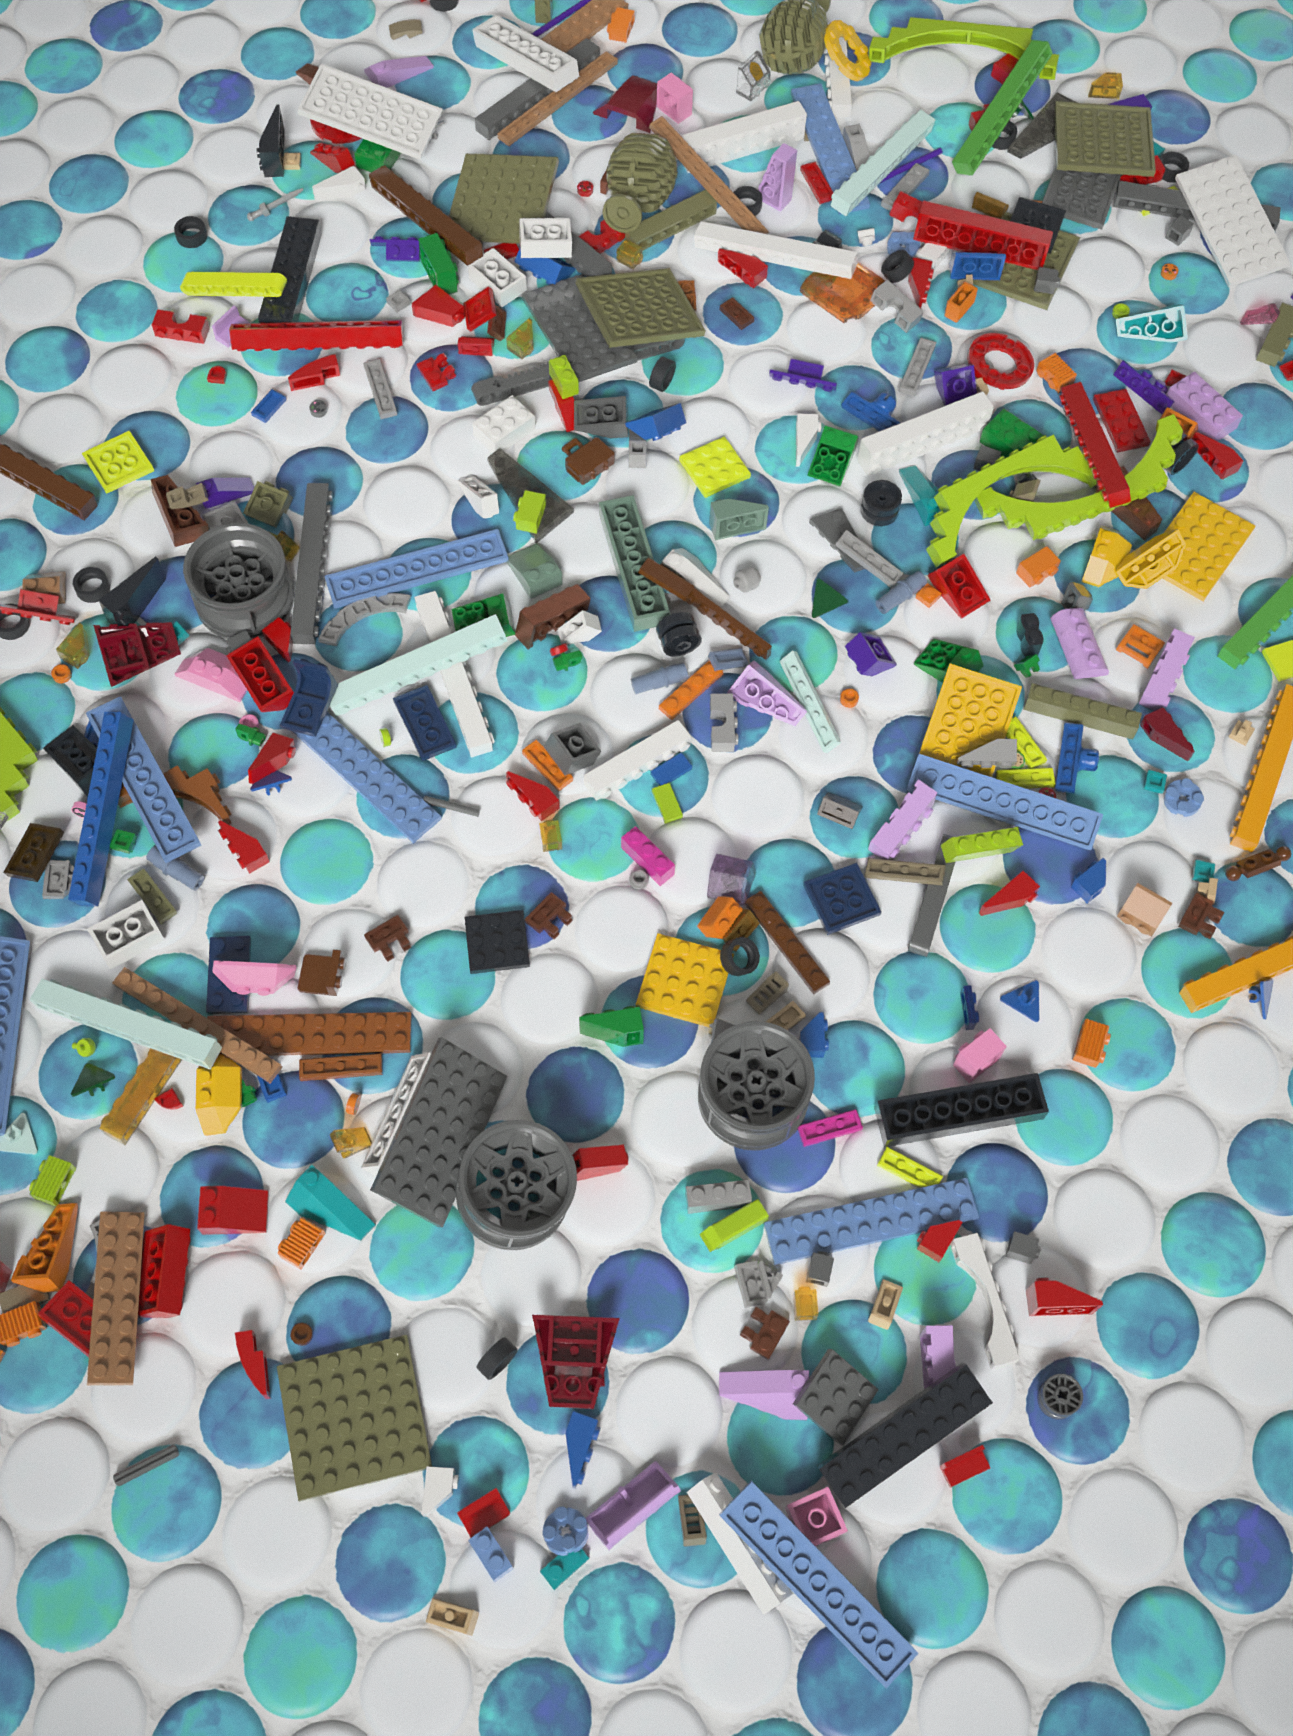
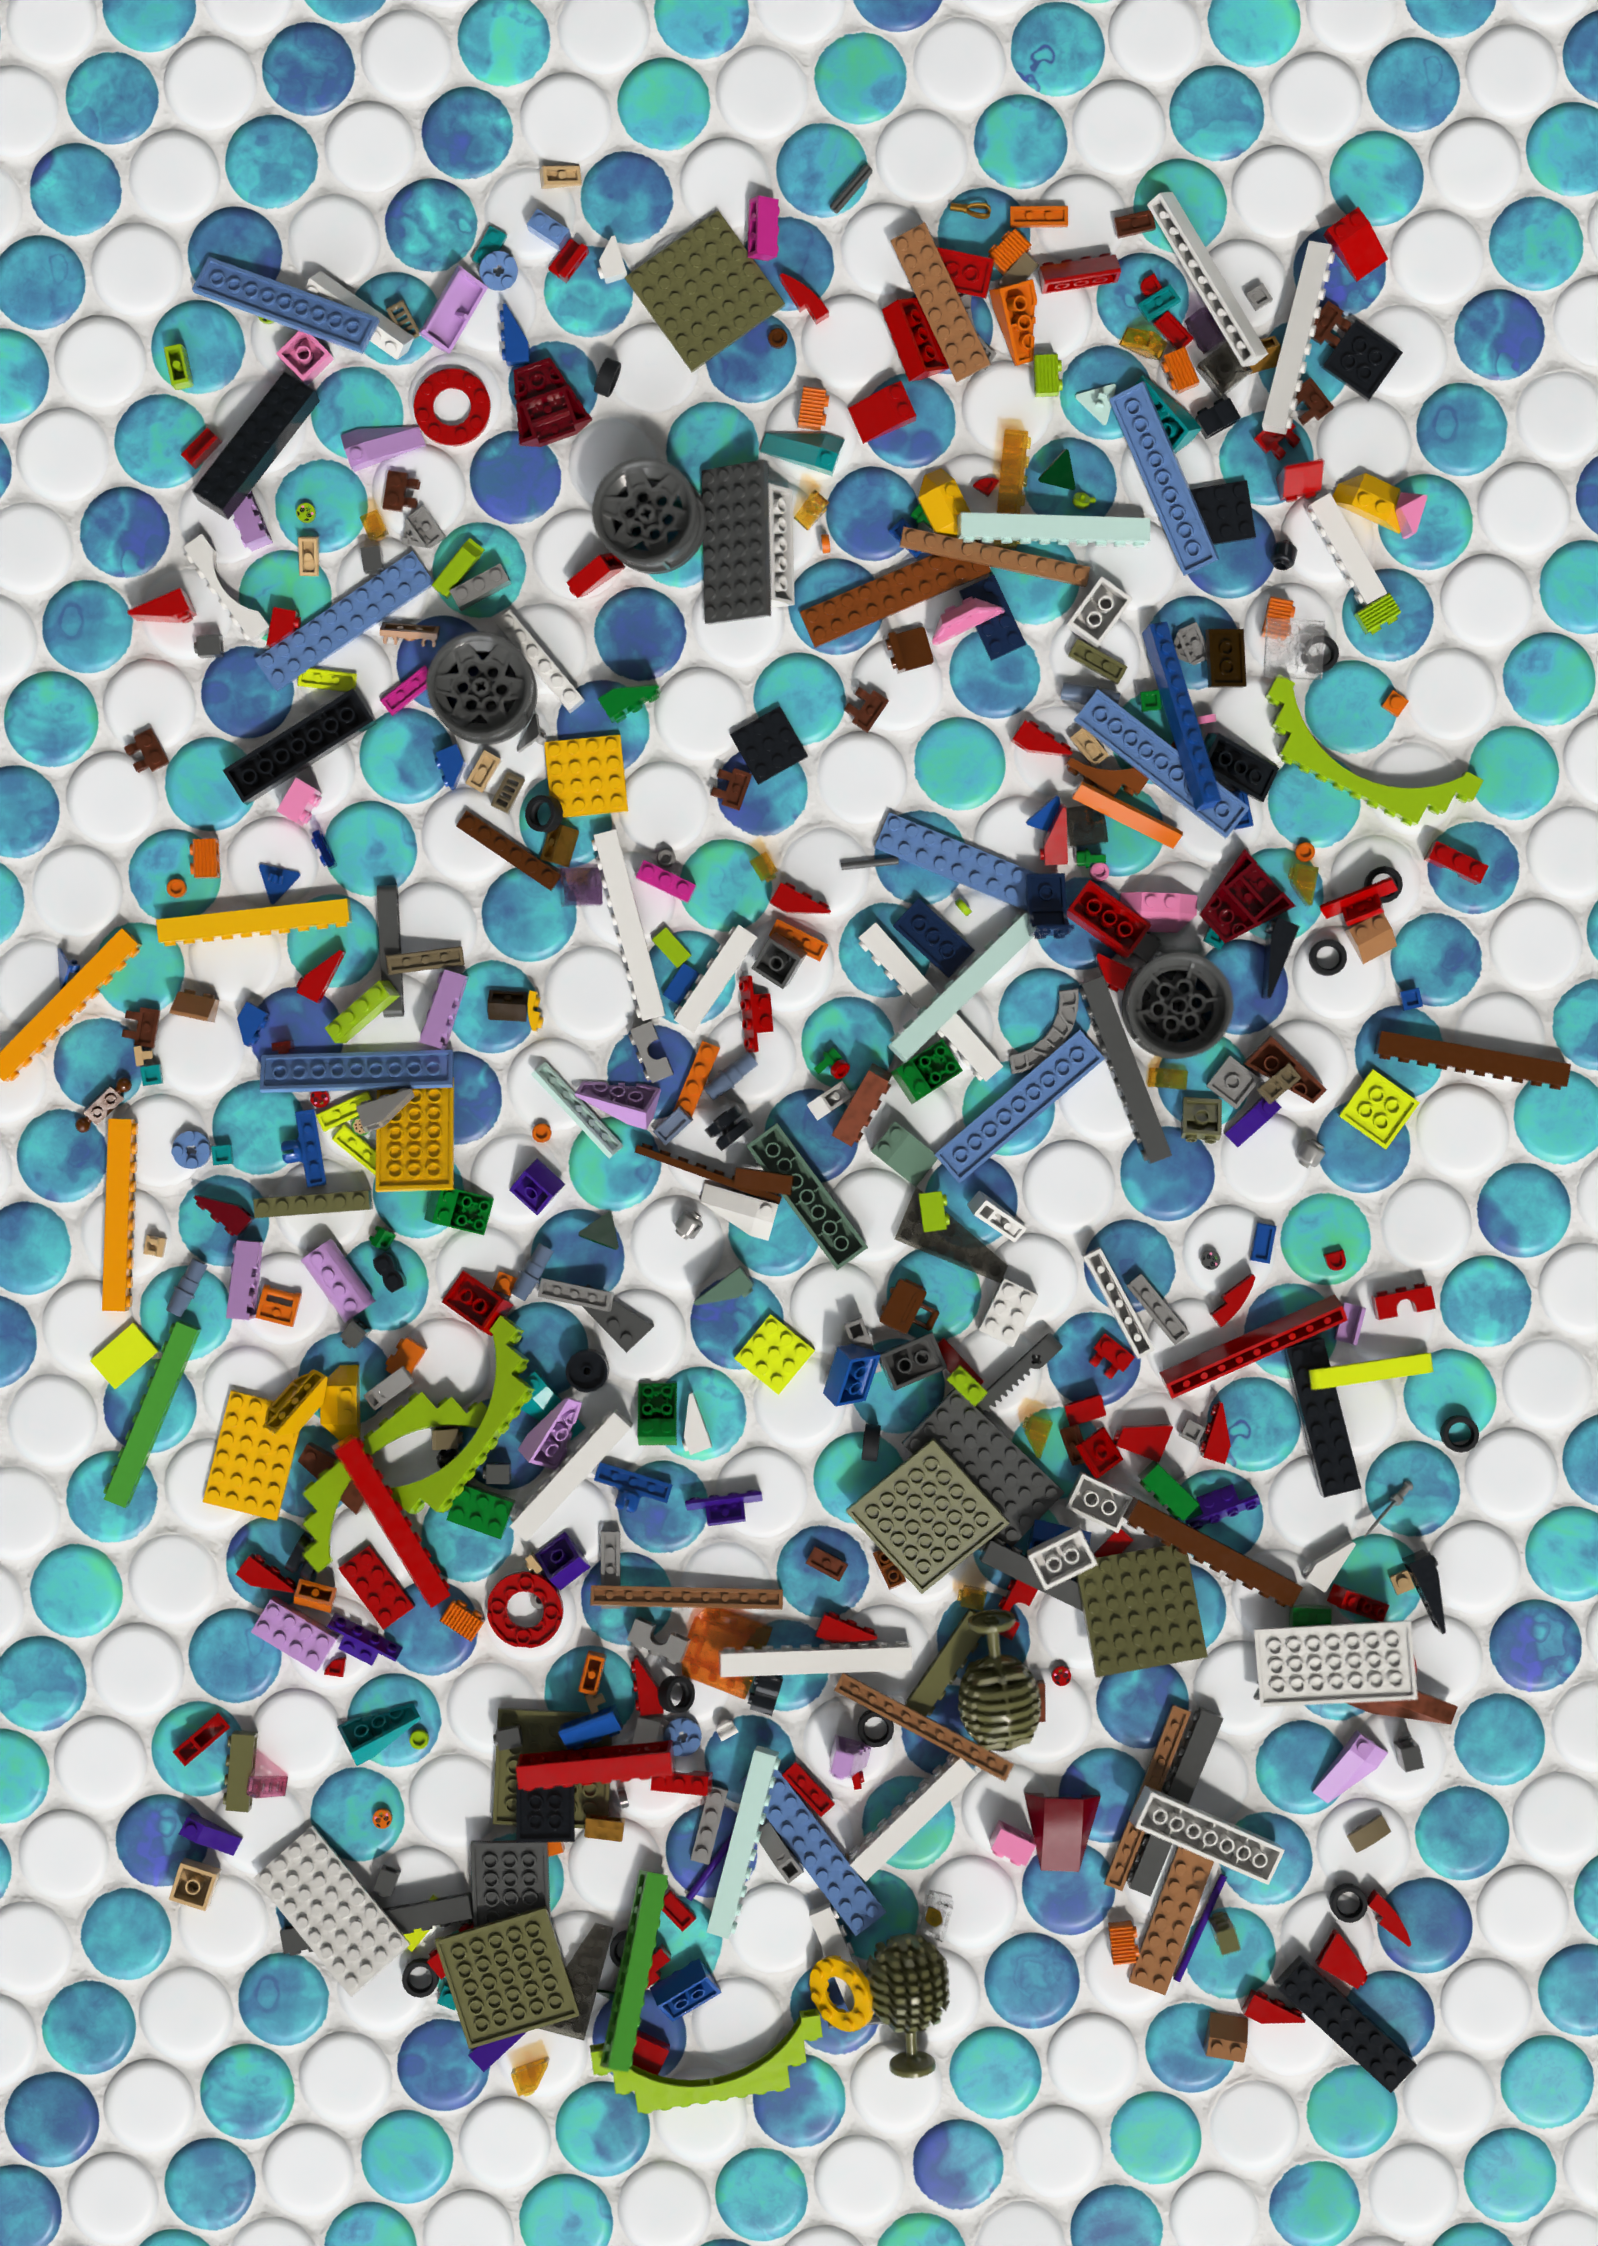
camera: 160 degrees right, 25 degrees up
(40, 1392) = (965, 208): none -> pearl gold piece
(41, 529) = (1411, 999): none -> blue plate
(192, 449) = (1310, 1153): none -> light grey head
(198, 753) = (1127, 815): none -> orange tile
(201, 825) = (1089, 747): none -> tan plate
(236, 758) = (1085, 827): none -> clear smoke slope
(259, 1456) = (763, 228): none -> dark pink brick
(340, 1067) = (853, 574): dark orange tile -> none
(349, 55) = (1408, 1754): none -> dark grey brick
(381, 286) = (1217, 1440): none -> red slope
(409, 400) = (1118, 1303): none -> white brick
(614, 720) = (756, 1013): none -> red bracket
(663, 1431) = (457, 434): none -> red plate
(687, 1101) = (540, 661): none -> white brick
(698, 835) = (629, 925): none -> white brick
(719, 917) = (575, 844): orange brick -> none
(808, 1181) = (409, 632): none -> medium nougat plate
(818, 788) = (535, 1018): none -> yellow slope
(835, 1396) = (322, 457): dark grey plate -> none
(842, 898) = (473, 912): dark blue plate -> none
(863, 325) = (686, 1597): none -> medium nougat plate
(873, 1349) = (306, 513): none -> lime tile
(935, 464) = (548, 1440): none -> lavender wedge
(951, 144) = (677, 1911): none -> red tile
(962, 1566) = (178, 367): none -> lime brick
(966, 98) = (685, 1990): none -> blue slope
(1061, 968) = (253, 921): none -> yellow brick
(1062, 1407) = (141, 542): dark grey wheel -> none
(1063, 542) = (389, 1388): none -> light grey slope
(1068, 850) = (283, 1047): none -> clear red plate
(1115, 1170) = (151, 750): none -> copper plate
(1128, 1030) = (176, 888): none -> orange tile
(1224, 685) = (186, 1288): none -> sand blue piece

